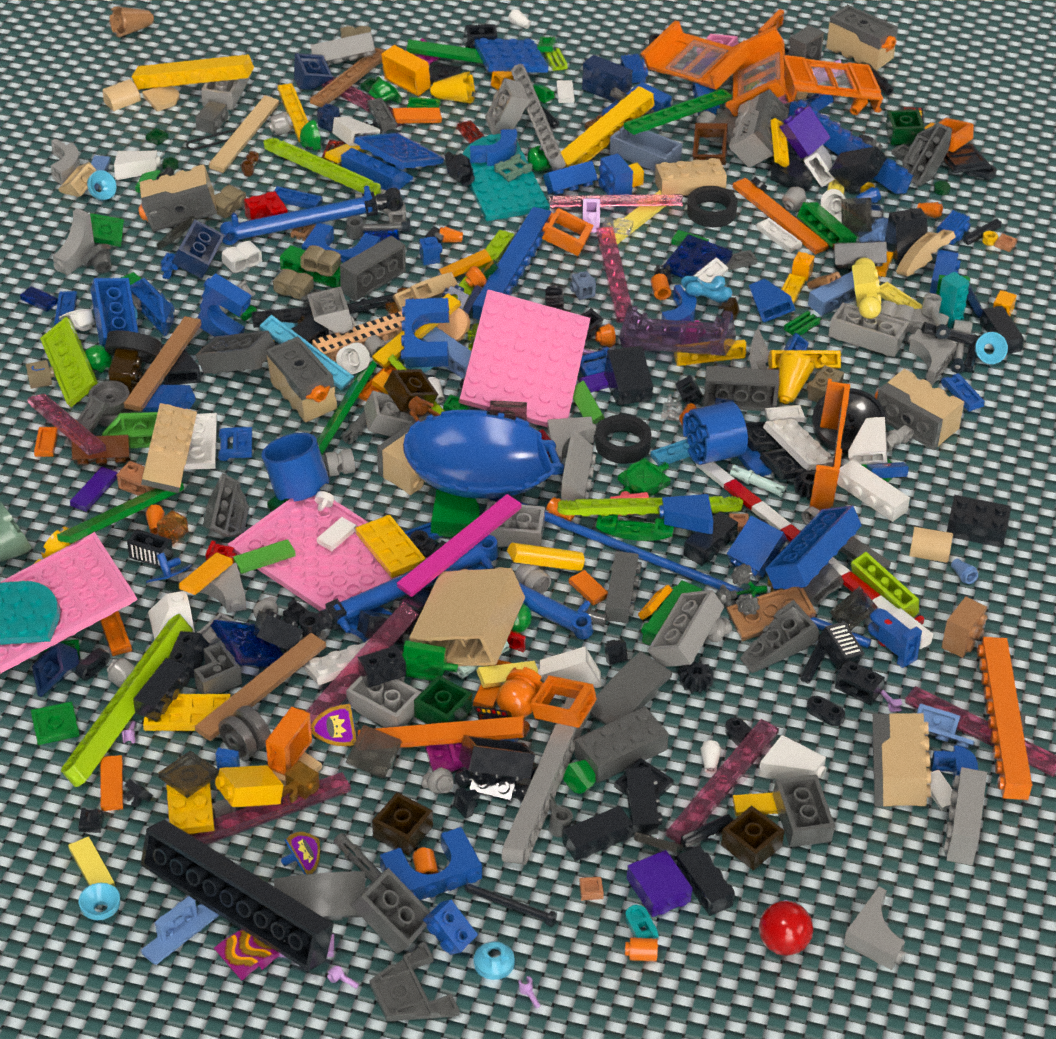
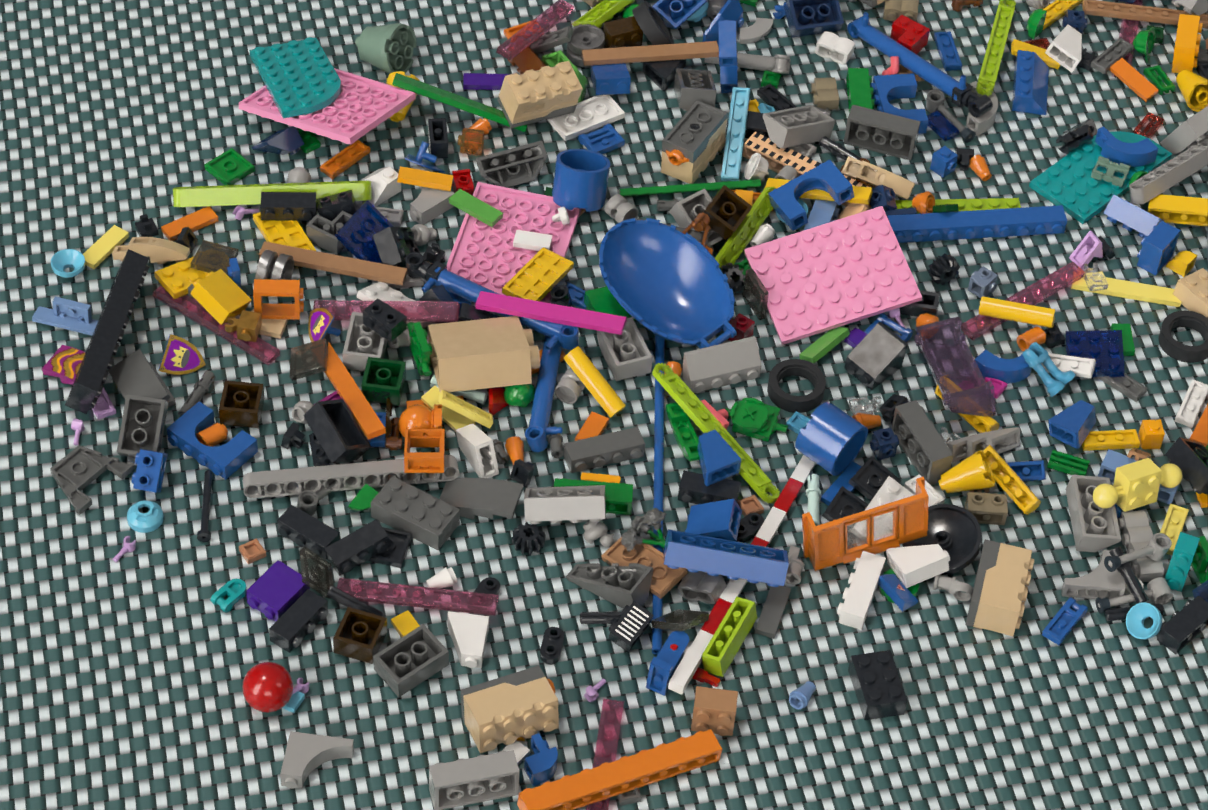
camera: 60 degrees right, 5 degrees up
(92, 664) = (298, 159): black beam -> none
(131, 822) = (156, 248): none -> tan slope
(177, 294) = (756, 31): none -> light grey tile
(297, 234) = (894, 68): none -> coral arm
(320, 260) = (856, 92): dark tan brick -> none
(398, 150) = (1061, 85): blue plate -> none
(463, 265) = (943, 192): light orange tile -> none
(520, 657) = (466, 409): none -> light yellow tile
(560, 432) = (773, 344): light grey arch -> none
(563, 239) = (1054, 259): orange window -> none
(581, 641) = (515, 448): none -> orange cone
(619, 200) = (1128, 262): clear pink tile -> none
(635, 277) = (1017, 312): none -> yellow brick
(642, 949) = (202, 604): orange brick -> none
(730, 306) = (1040, 401): dark brown tile -> none
(859, 682) = (598, 657): black brick -> none
(931, 544) = (819, 658): tan brick -> none
(943, 725) = (581, 729): medium blue bracket -> none

